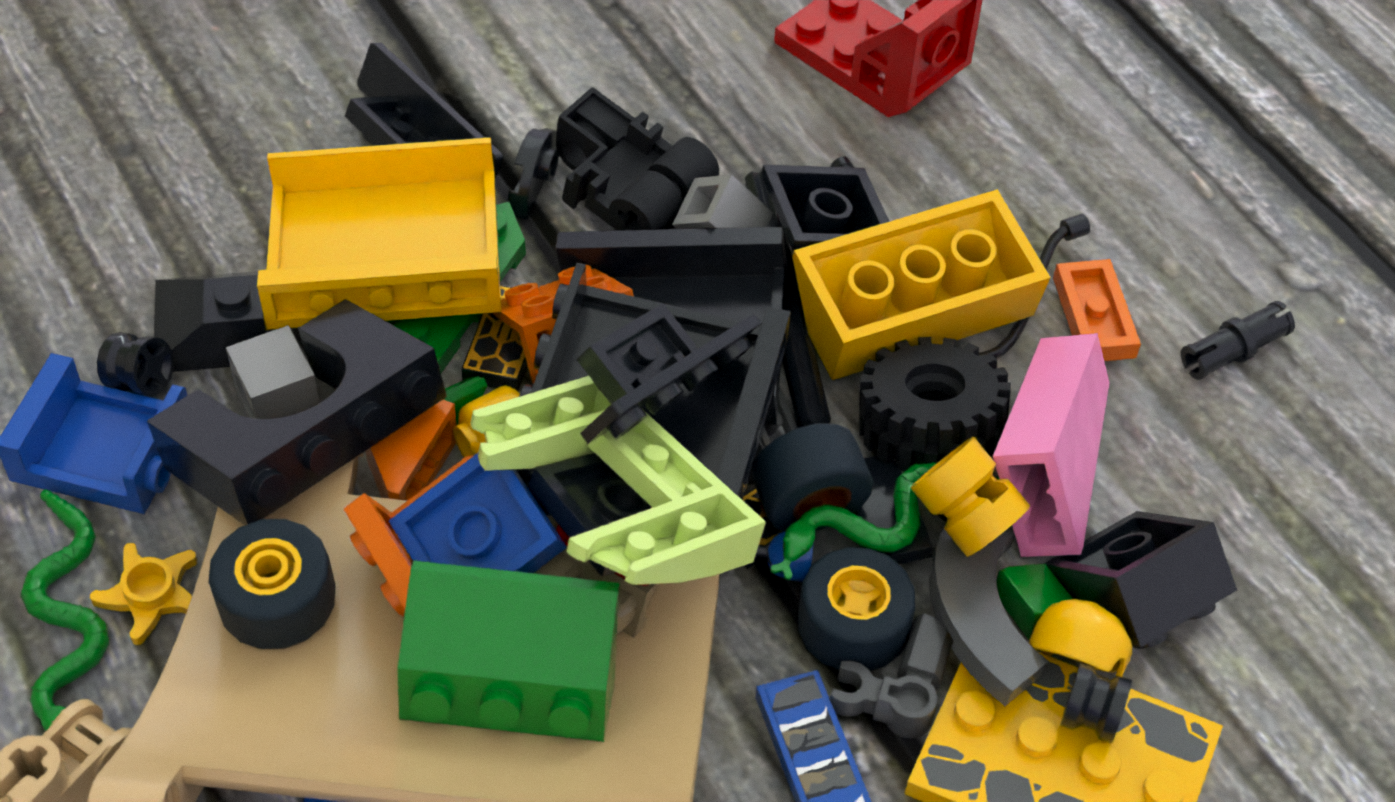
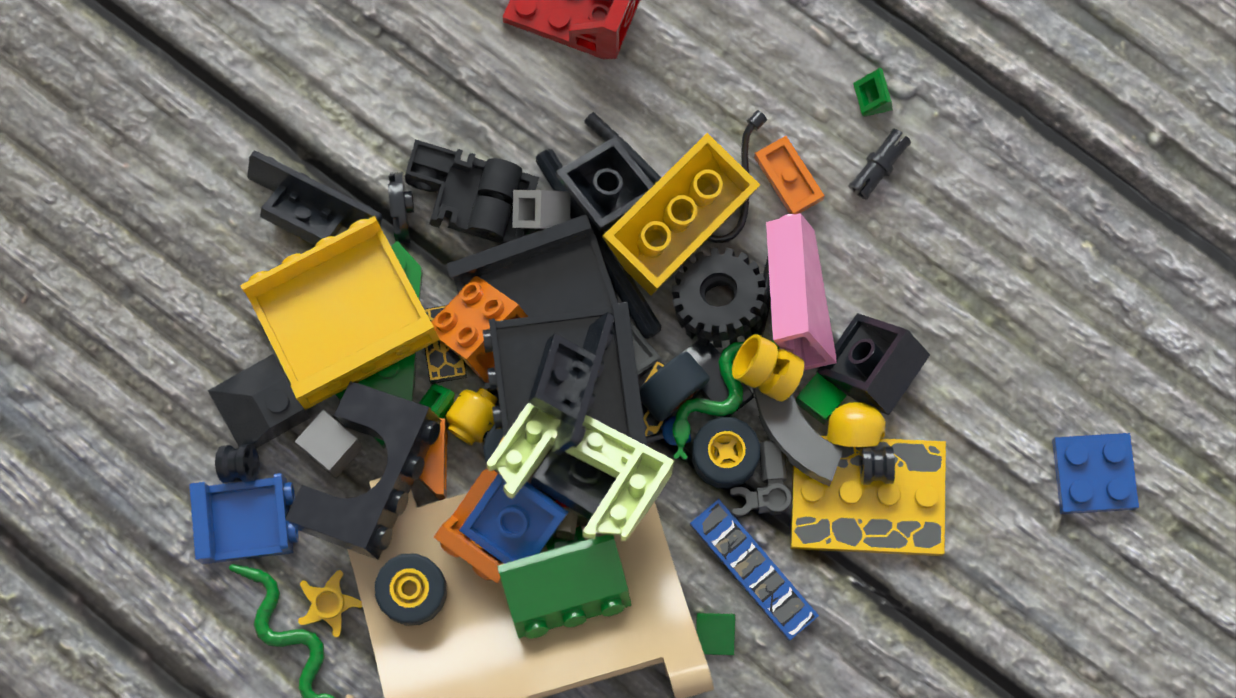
camera: 20 degrees left, 25 degrees up
(1257, 262) = (873, 94): none -> green slope

